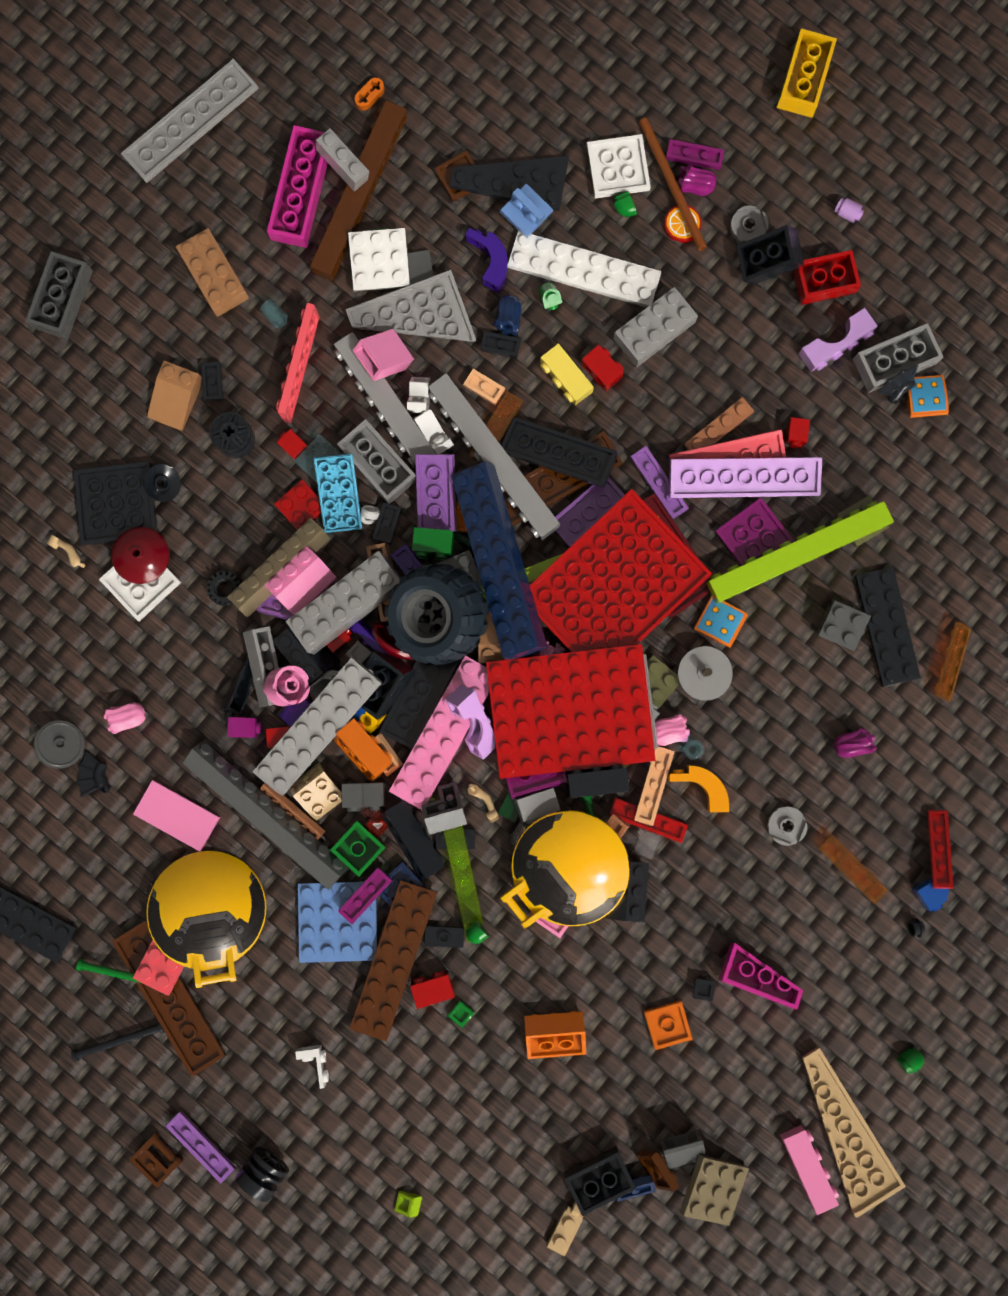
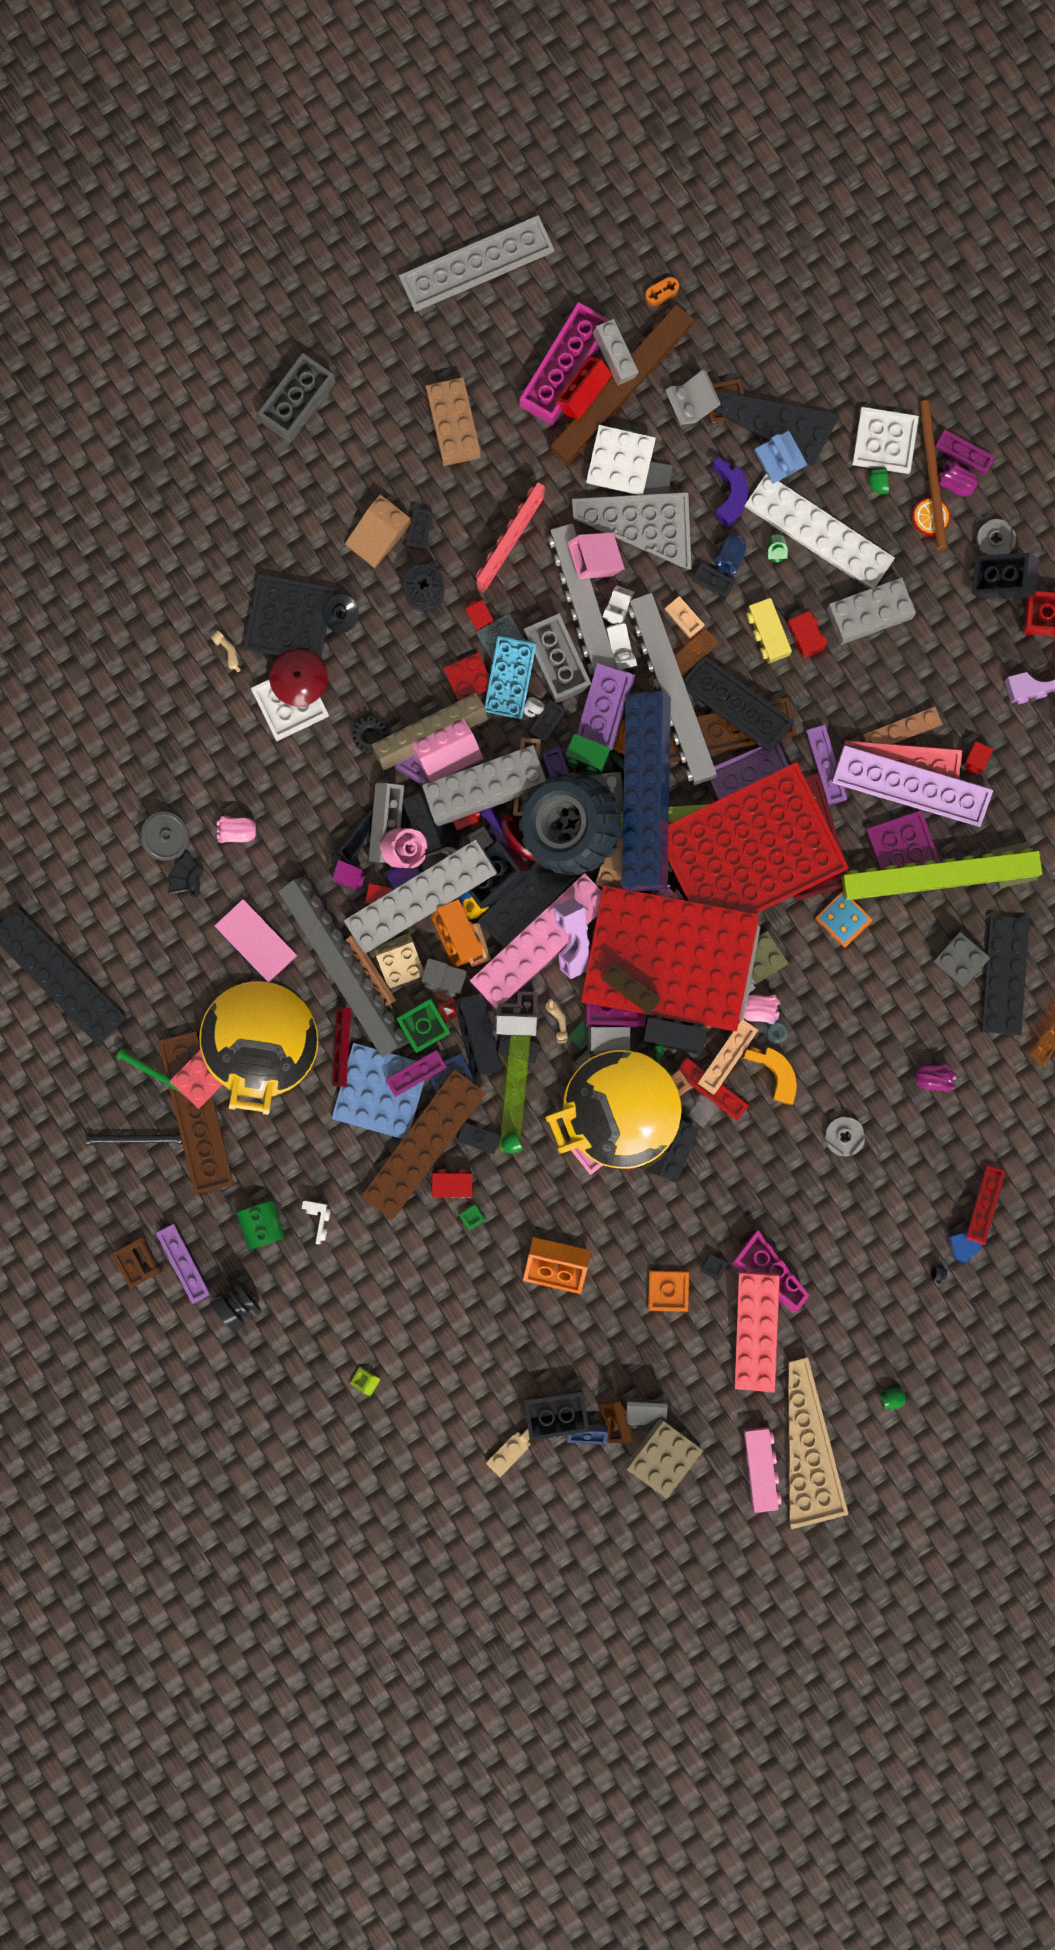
camera: 10 degrees right, 0 degrees up
(264, 1086) = (261, 1225): none -> green brick
(274, 314) = (500, 481): clear light blue brick -> none
(287, 892) = (341, 1047): none -> dark red tile
(323, 202) = (583, 387): none -> red brick
(429, 182) = (693, 398): none -> light grey bracket
(543, 753) = (631, 988): none -> dark brown brick
(705, 673) = (811, 963): light grey piece -> none
(764, 1039) = (757, 1331): none -> coral plate
(853, 869) = (895, 1198): clear orange plate -> none

